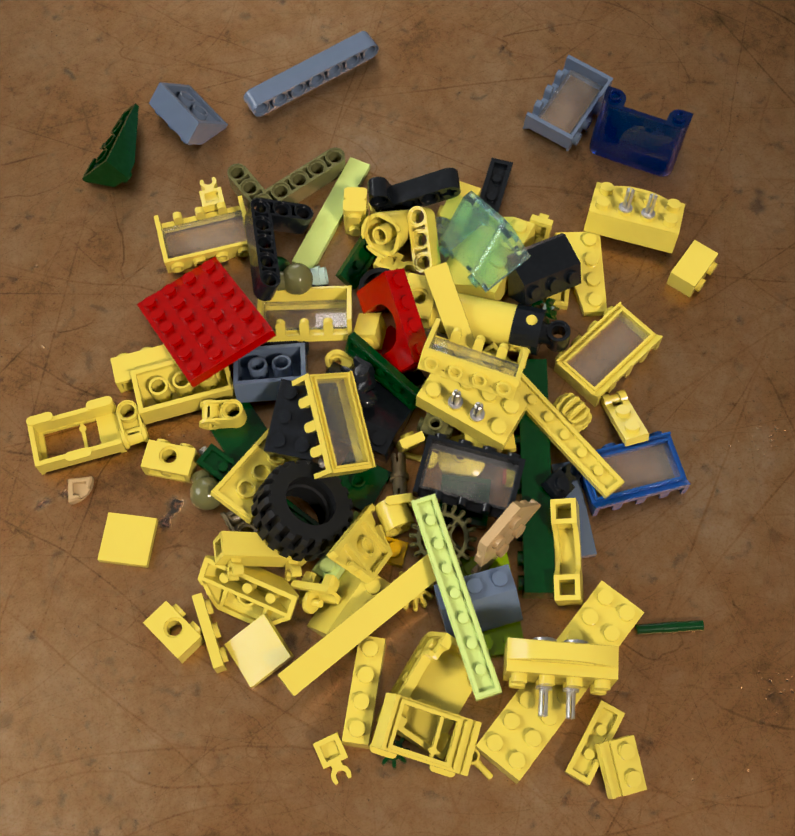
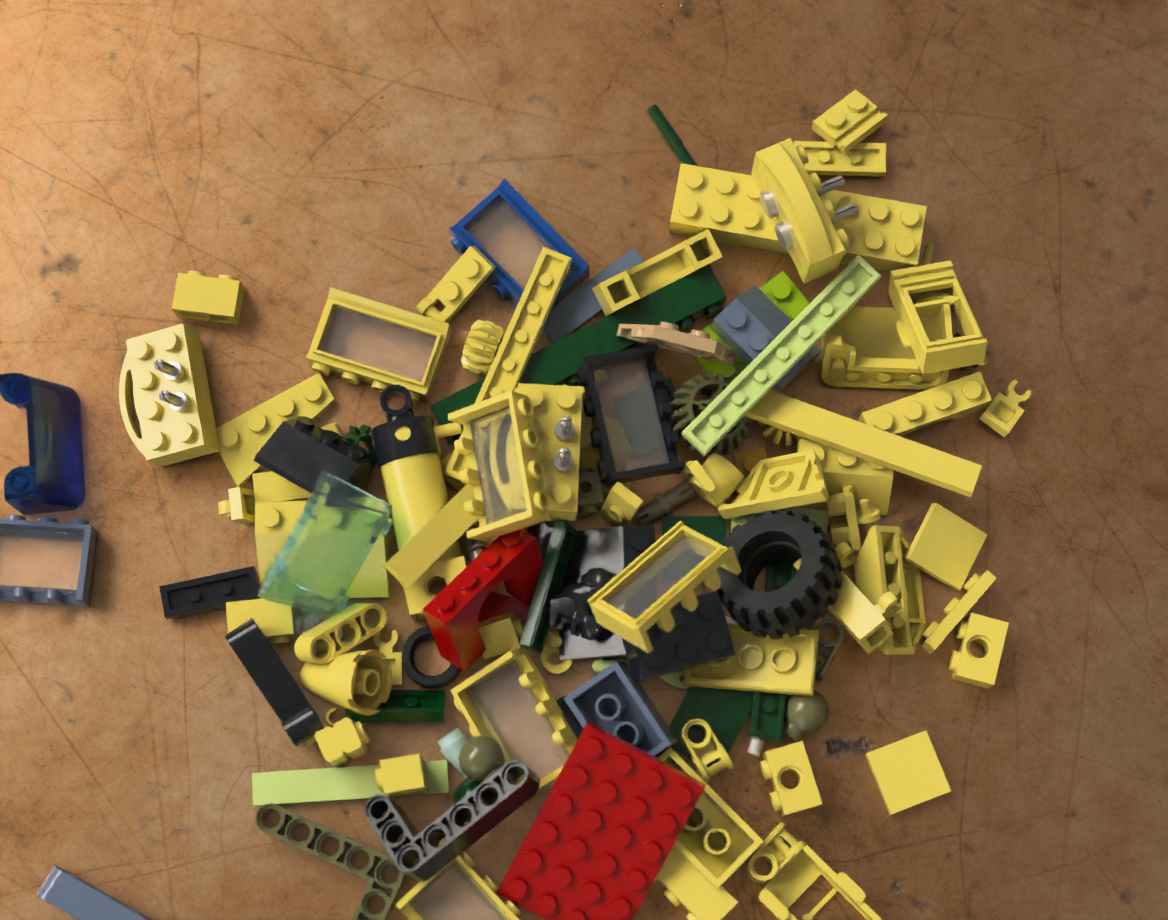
camera: 120 degrees left, 10 degrees up
(79, 489) = (881, 871): tan tile -> none
(312, 230) = (402, 776): none -> light yellow brick
(559, 483) = (580, 318): black plate -> none

